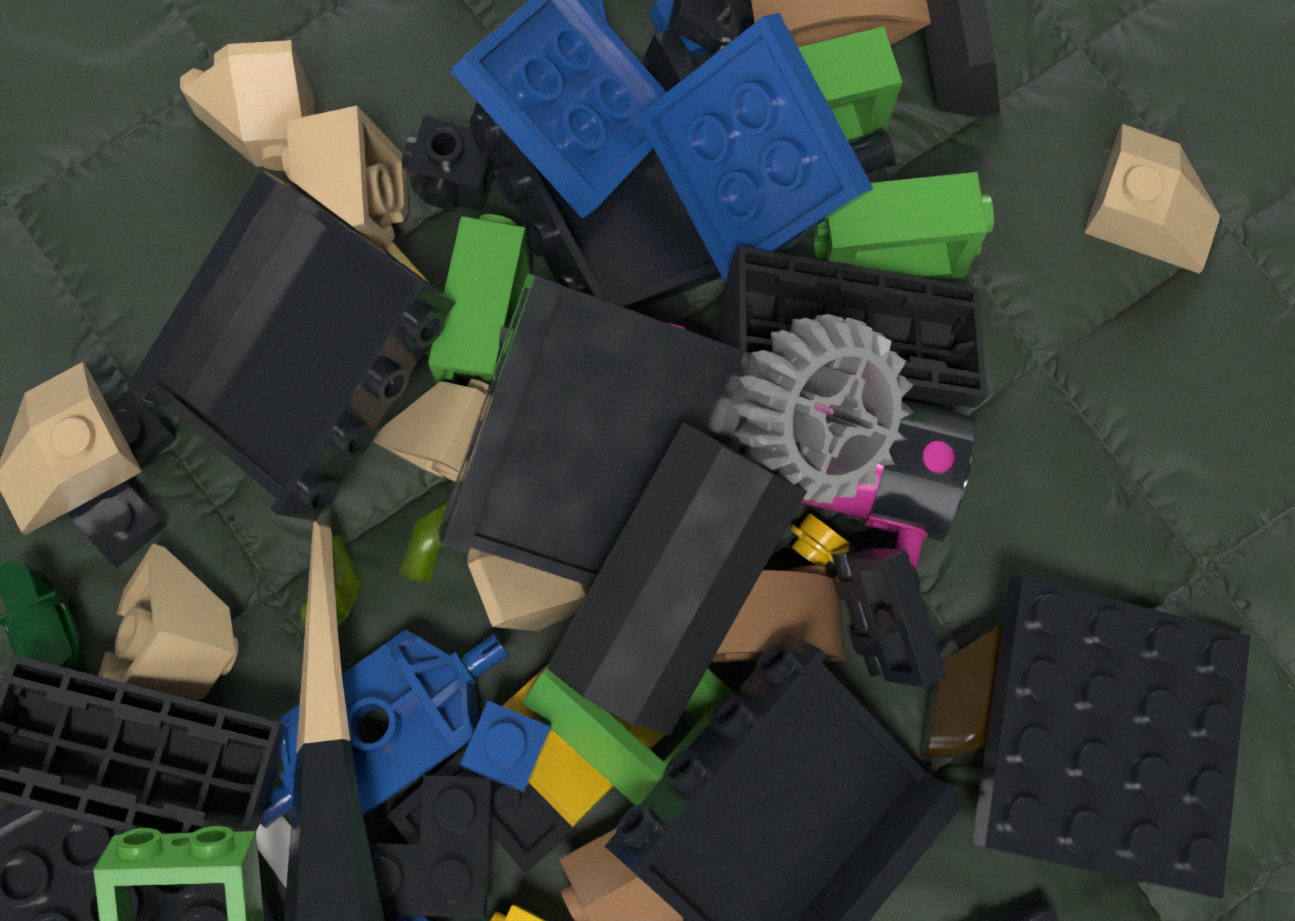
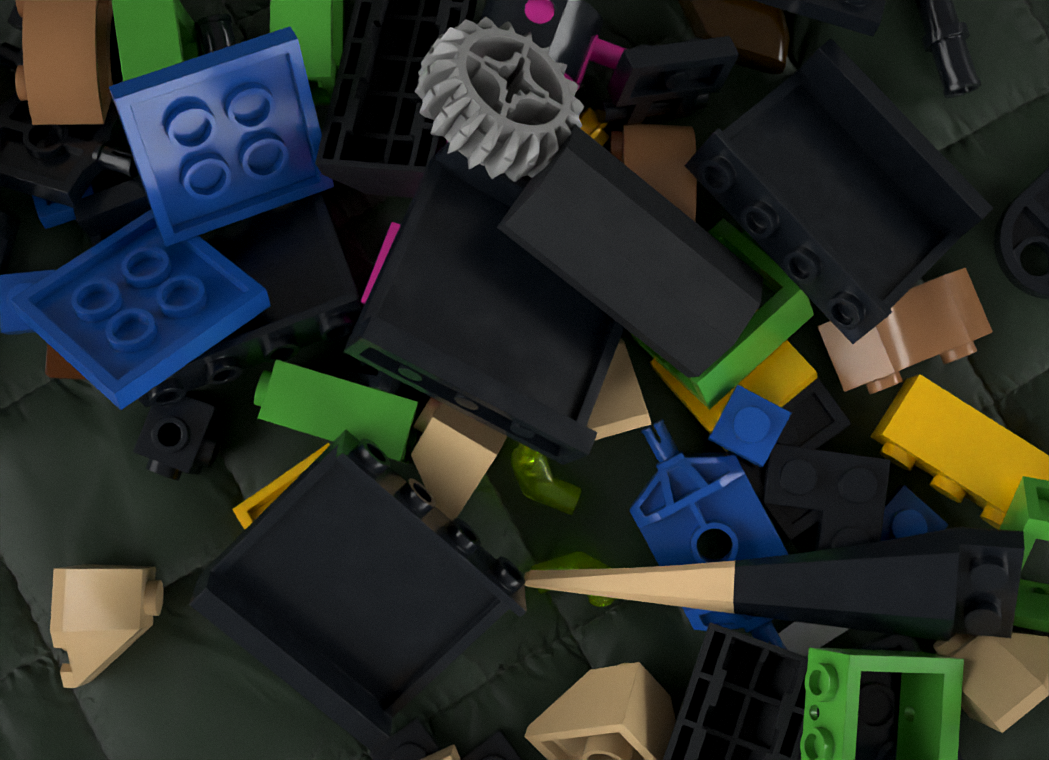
camera: 80 degrees left, 10 degrees up
(349, 170) = (186, 528): tan slope -> none

